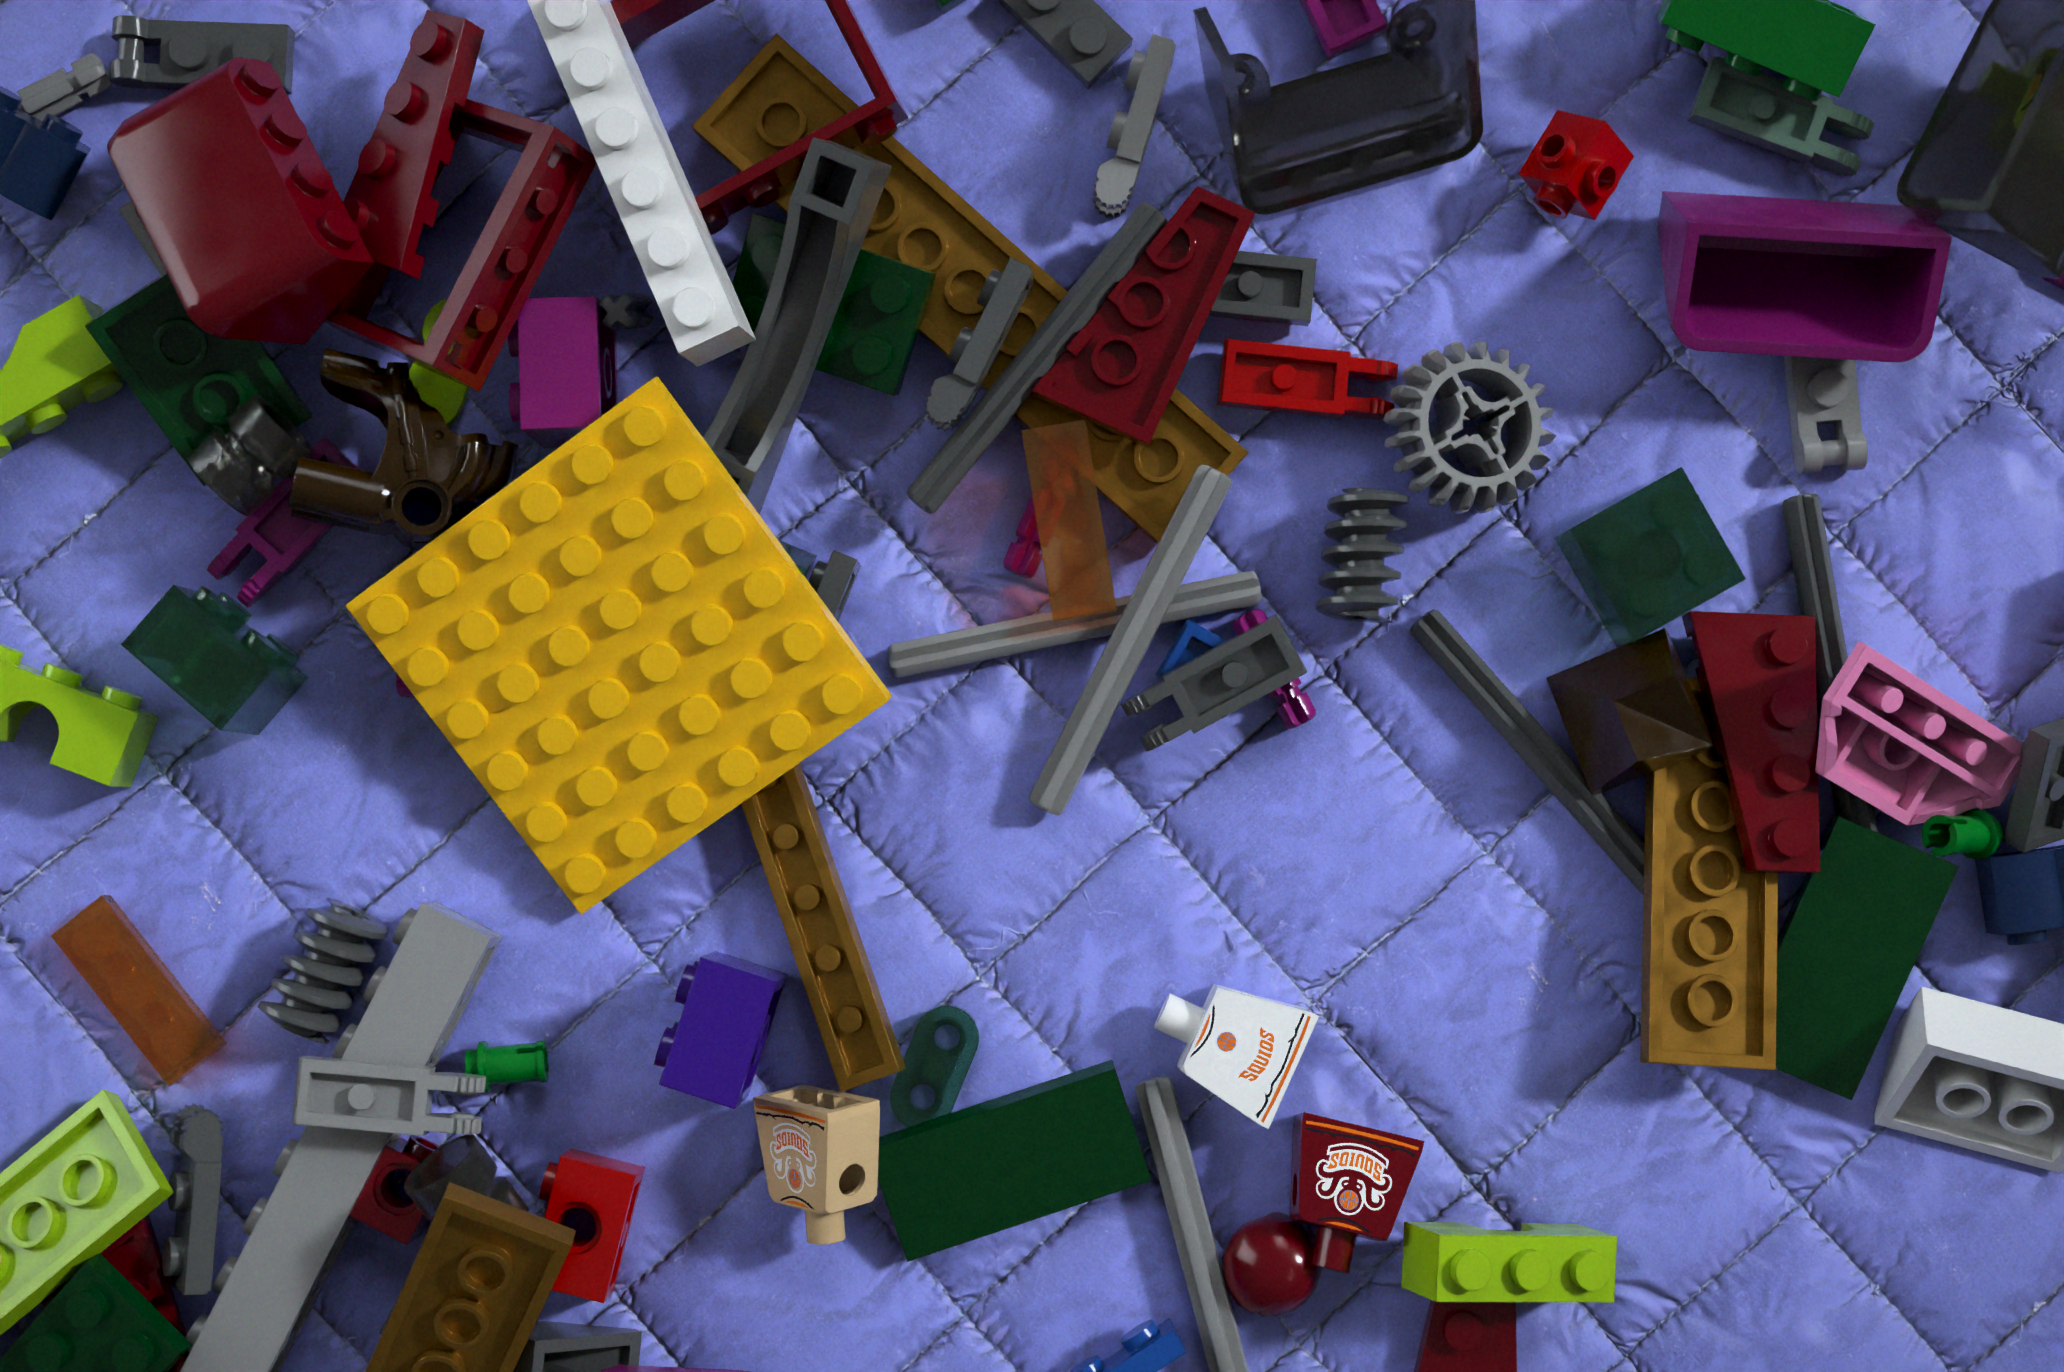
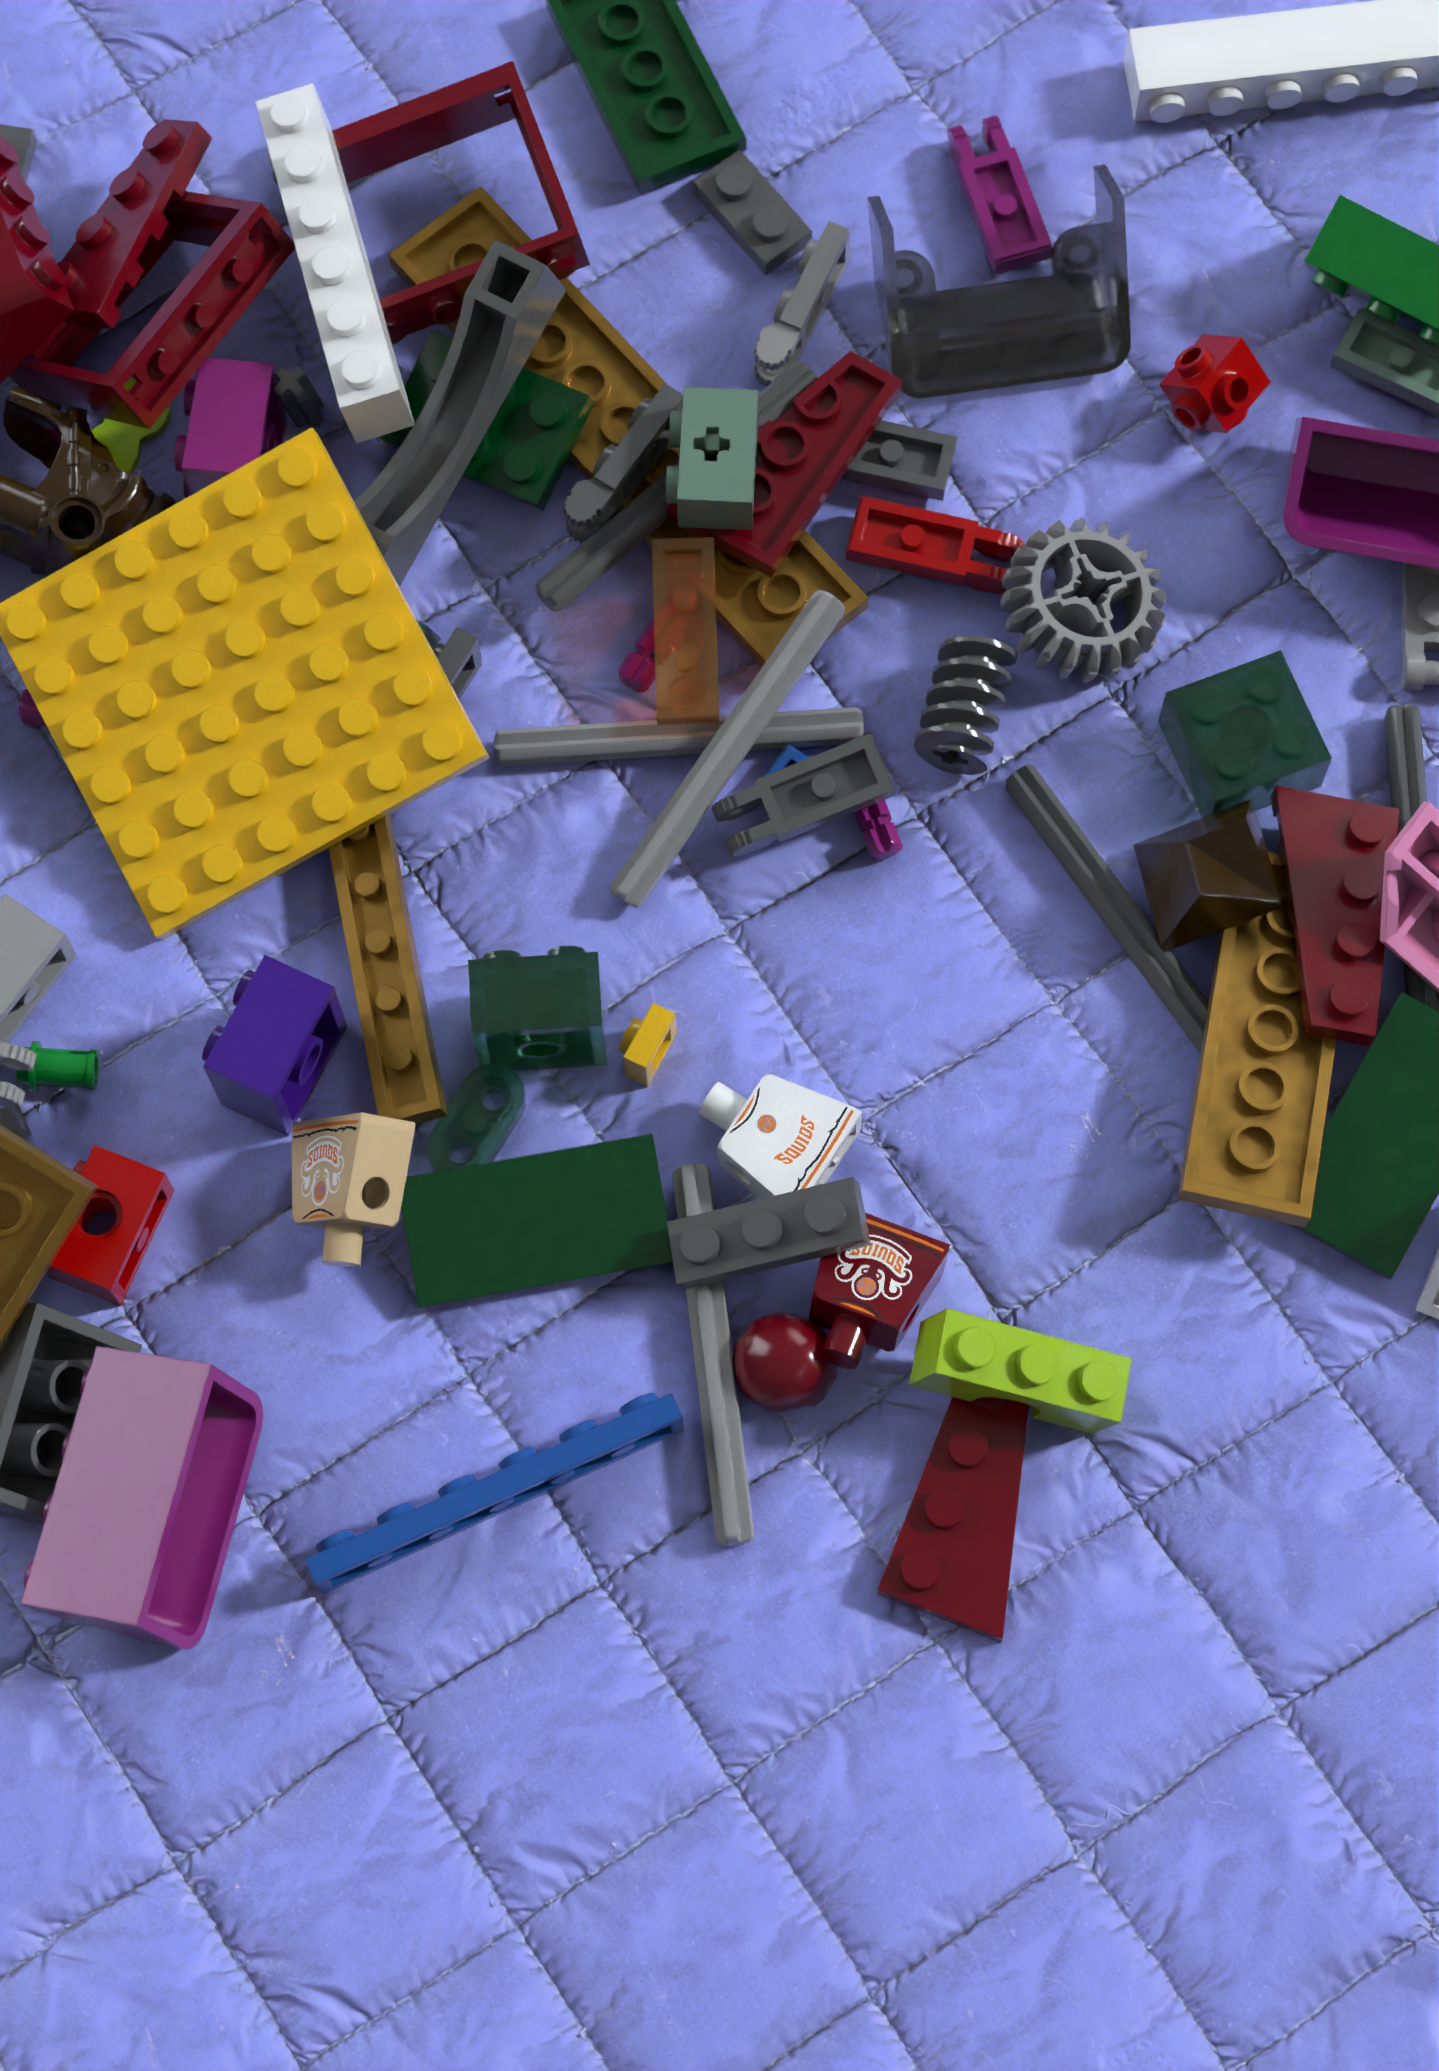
camera: 15 degrees right, 15 degrees down
(980, 955) = (538, 1009): none -> clear green brick
(1086, 300) = (722, 426): none -> sand green brick
(1091, 962) = (647, 1043): none -> yellow plate
(1245, 1158) = (768, 1233): none -> dark grey plate

